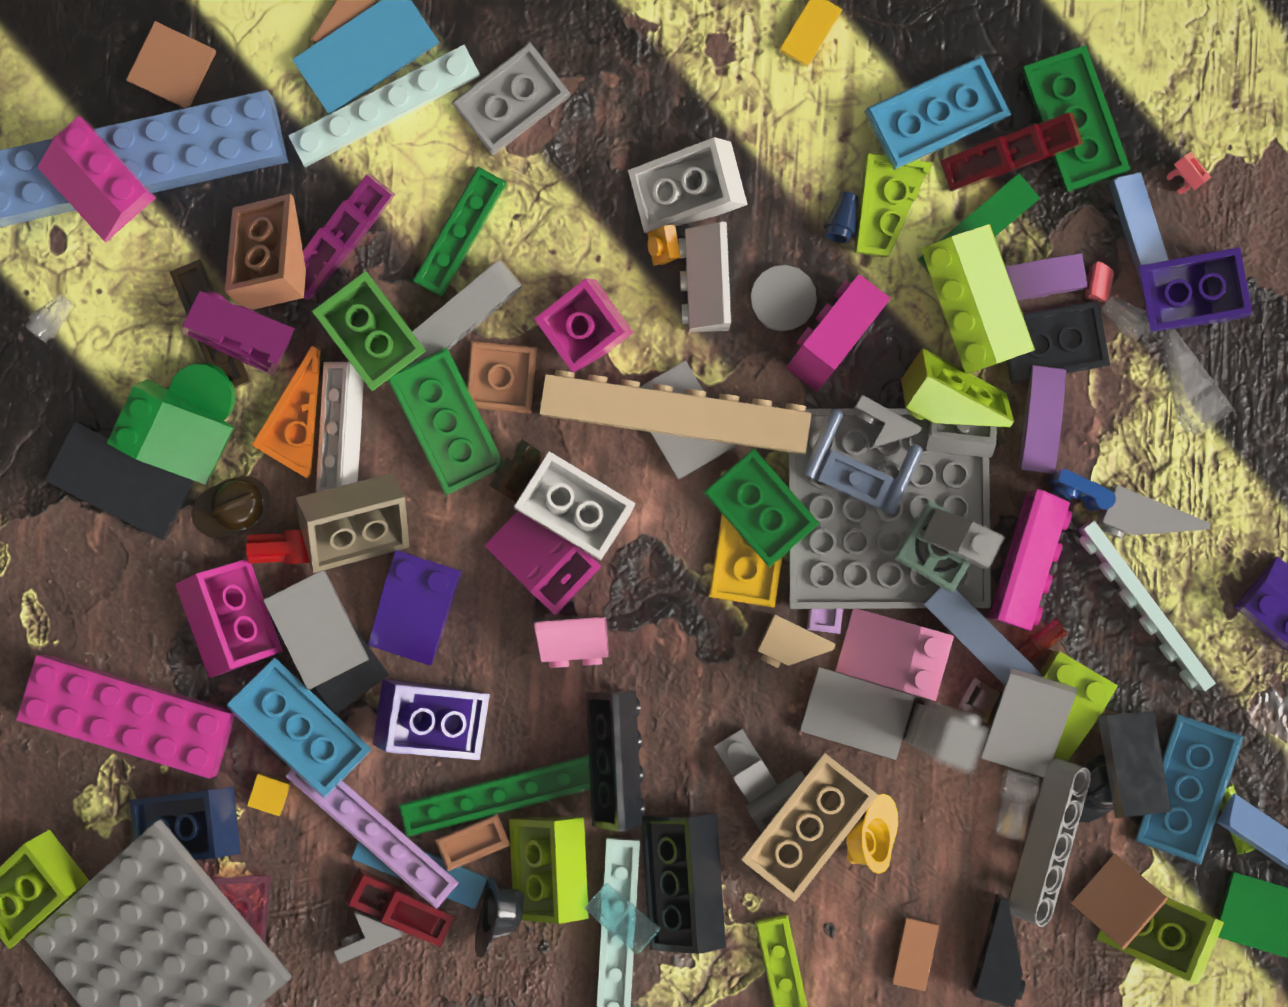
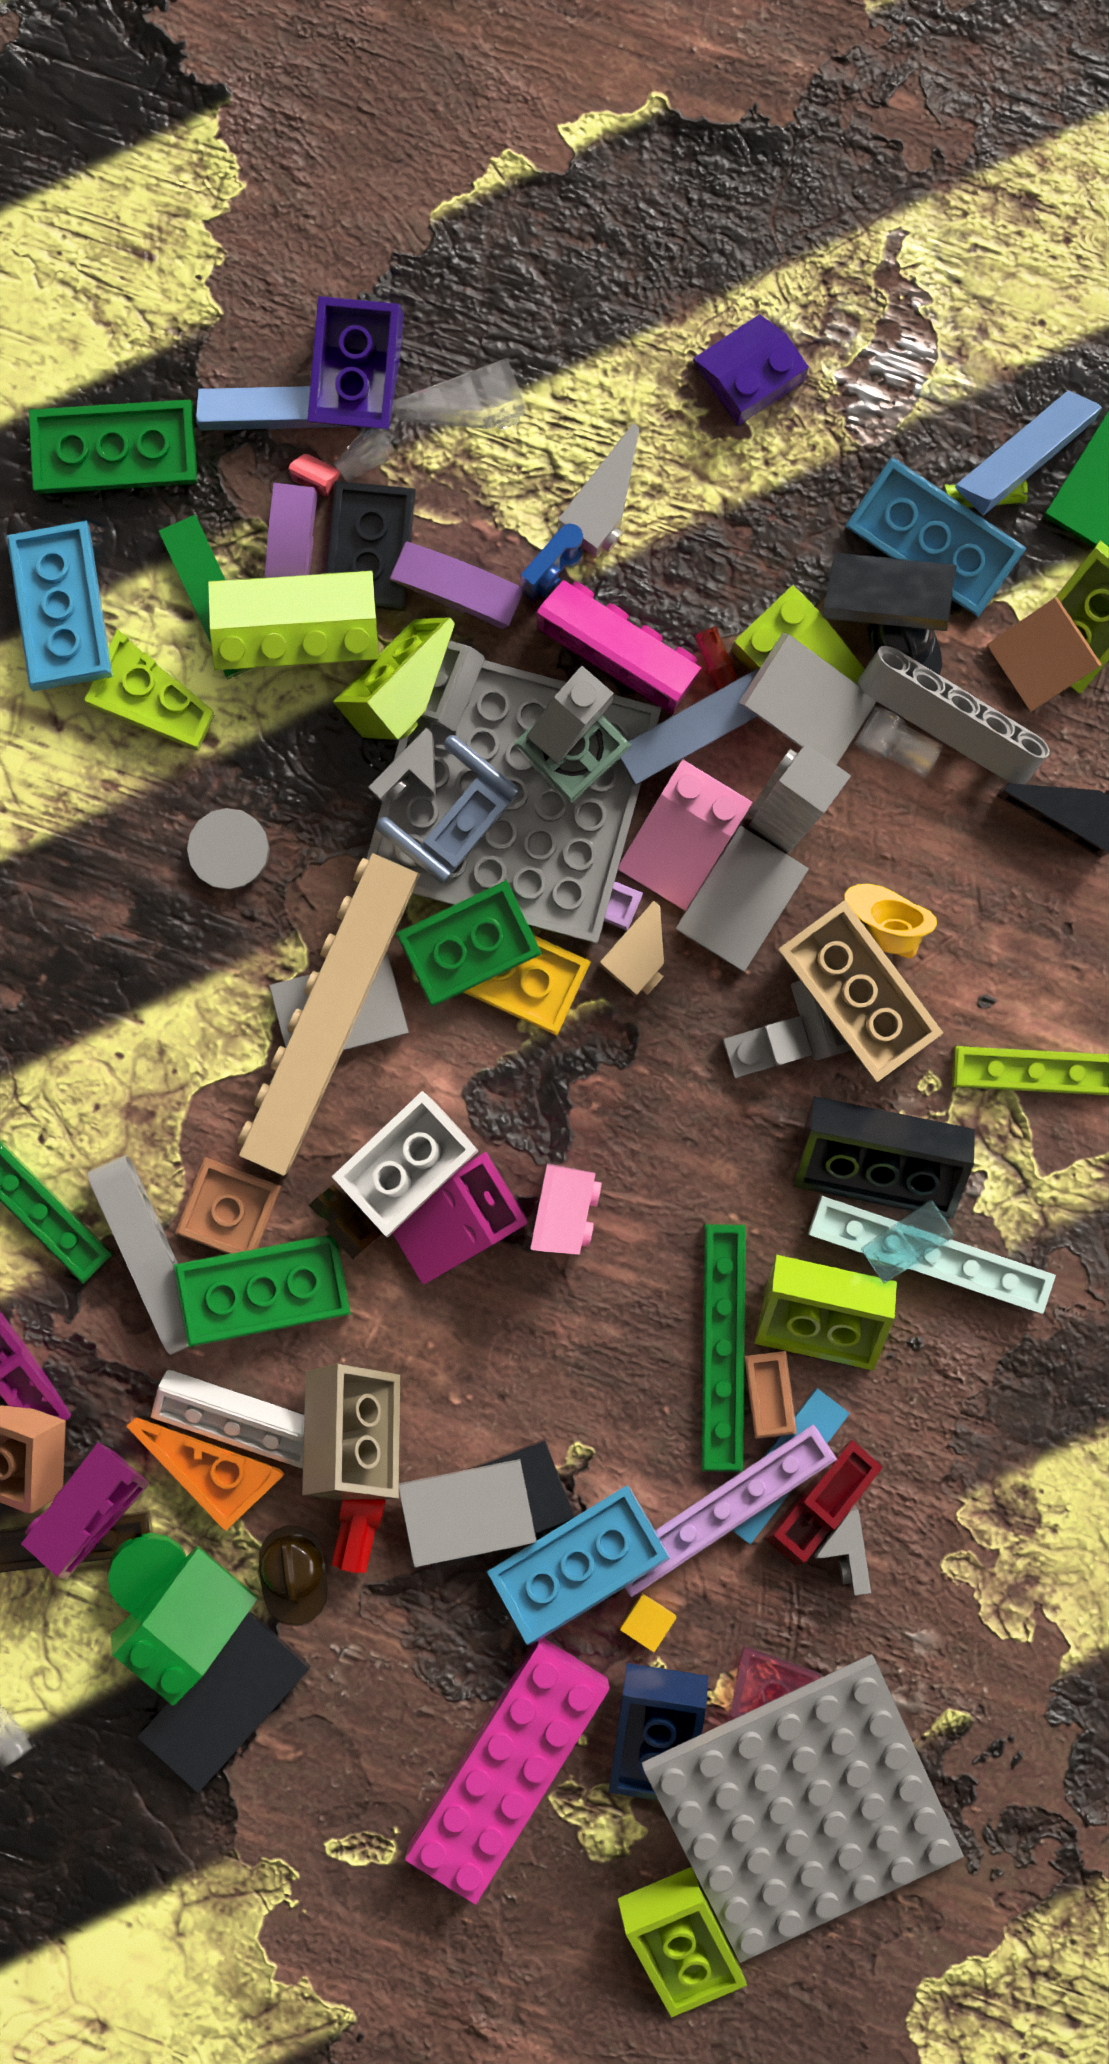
camera: 85 degrees left, 0 degrees up
(228, 617) = (423, 1614): dark pink slope -> none
(369, 331) = (127, 1352): bright green slope -> none
(414, 607) = (473, 1388): dark purple slope -> none
(430, 720) = (612, 1405): dark purple slope -> none
(499, 915) = (864, 1386): black piece -> none
(583, 325) = (192, 1094): dark pink slope -> none
(615, 759) = (718, 1199): black slope -> none
(663, 245) = (124, 972): light orange plate -> none
(688, 185) = (62, 924): white slope -> none
(706, 278) = (178, 933): white slope -> none
(837, 332) = (286, 796): dark pink wedge -> none
(842, 220) = (156, 754): dark blue cone -> none
(915, 954) = (1041, 909): nougat tile -> none
(981, 701) = (766, 749): dark brown plate -> none
(1011, 152) = (130, 532): dark red slope -> none
(1152, 617) = (725, 522): light aqua plate -> none
(1191, 171) = (213, 329): coral tile -> none

